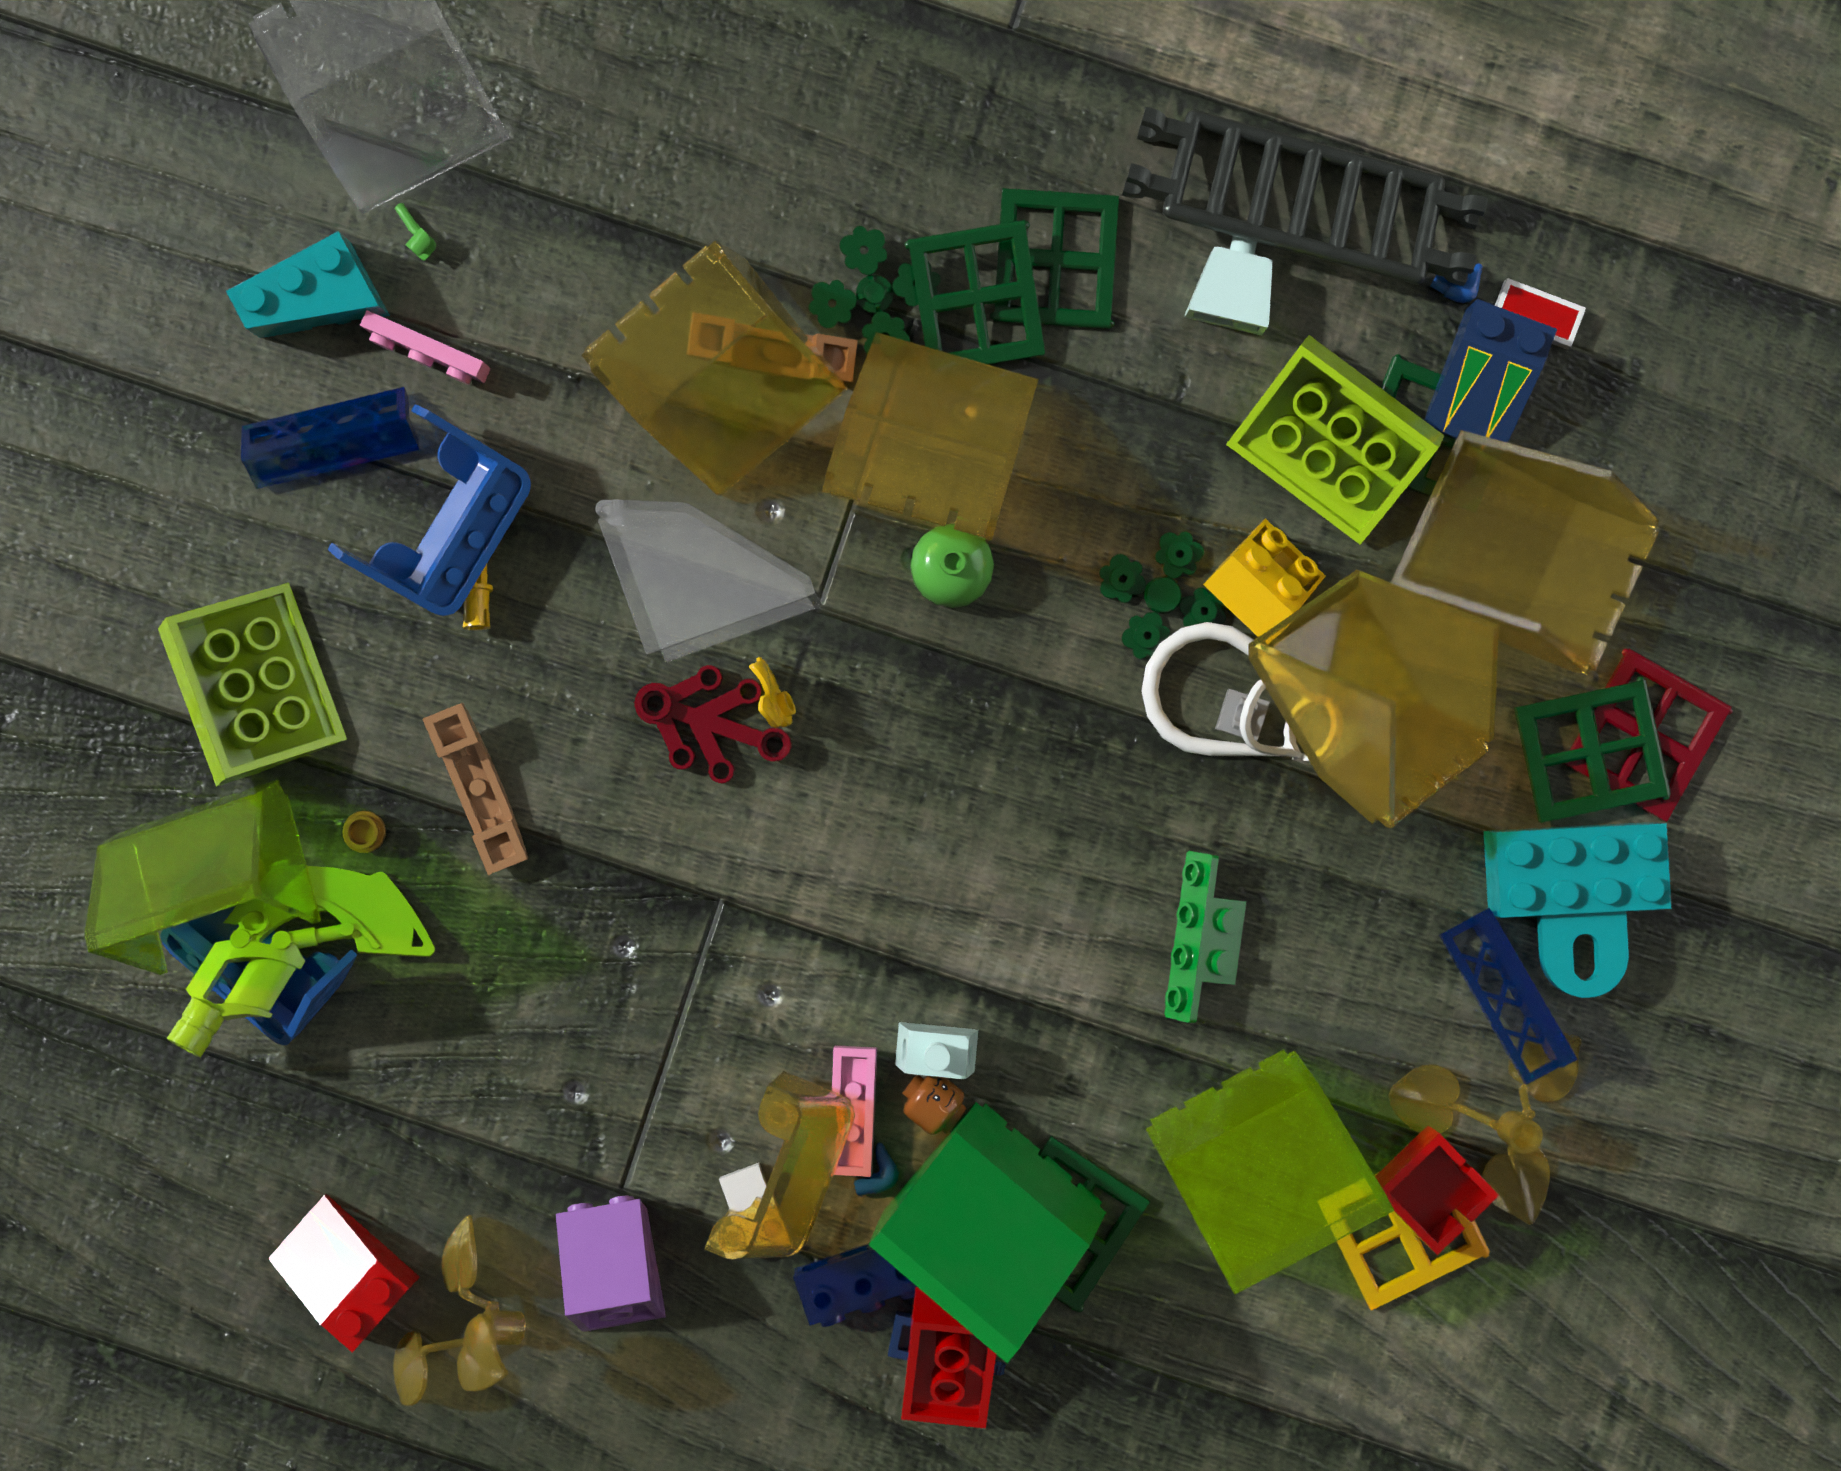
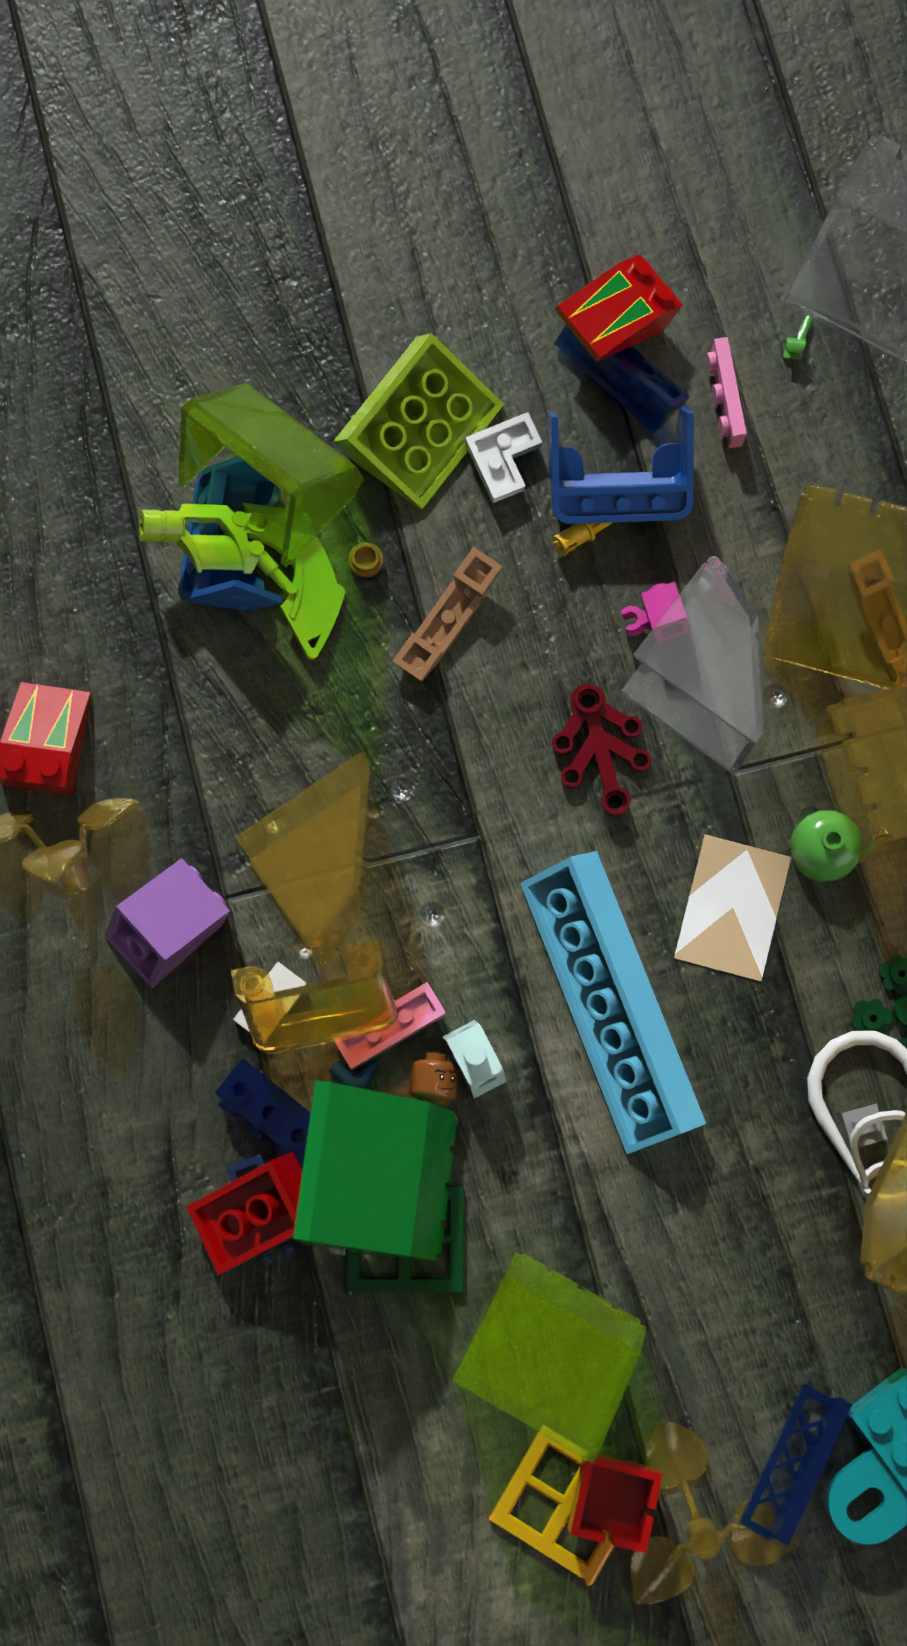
camera: 55 degrees right, 10 degrees down
(263, 401) = (620, 308): none -> red slope
(308, 291) = (712, 292): teal wedge -> none
(334, 629) = (494, 454): none -> white plate
(601, 573) = (656, 601): none -> dark pink brick
(646, 1087) = (318, 855): none -> clear yellow windscreen
(775, 705) = (644, 784): yellow plate -> none
(952, 696) = (732, 907): none -> sticker
(968, 879) = (612, 1002): none -> medium azure slope
(1205, 938) = (684, 1205): green bracket -> none

